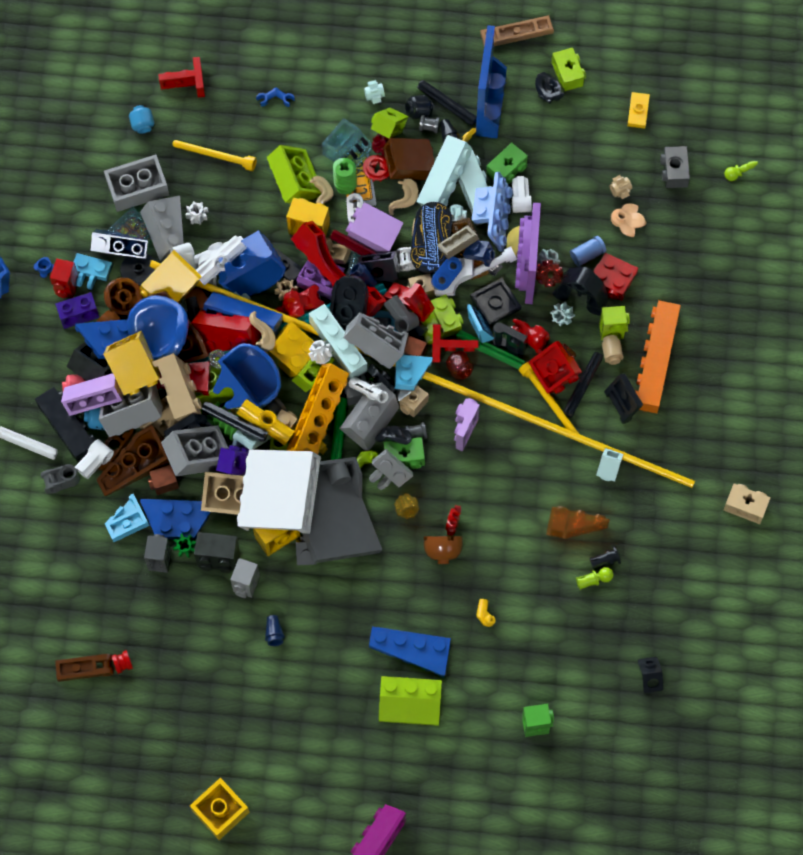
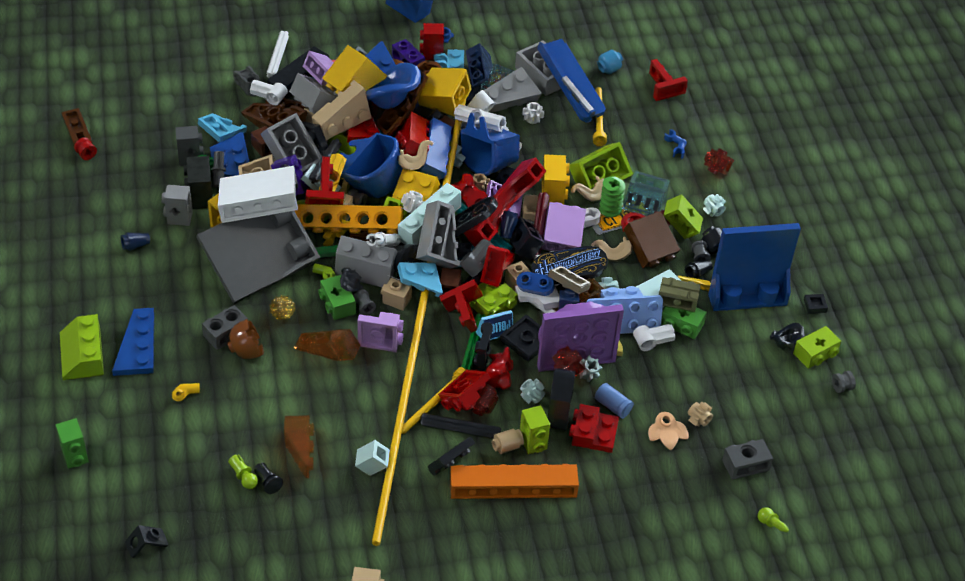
camera: 70 degrees right, 20 degrees down
(172, 161) = (572, 79): none -> blue piece
(193, 529) = (218, 169): none -> dark grey axle
(284, 426) = (325, 195): none -> red bracket
(319, 68) = (718, 161): none -> clear red brick
(392, 469) = (316, 286): light grey hinge -> none
(420, 562) = (218, 328): none -> dark grey brick
(445, 171) = (645, 264): light aqua brick -> none
(453, 520) = (270, 338): red gear -> none
(460, 365) = (446, 321): clear red head -> none
(460, 476) = (332, 344): none -> clear orange slope
(492, 157) = (679, 294): none -> olive brick
(516, 52) = (815, 303): none -> black plate
(520, 31) = (840, 301): medium nougat plate -> none
(611, 63) = (843, 381): none -> dark grey wheel
(638, 110) = (802, 418): yellow plate -> none

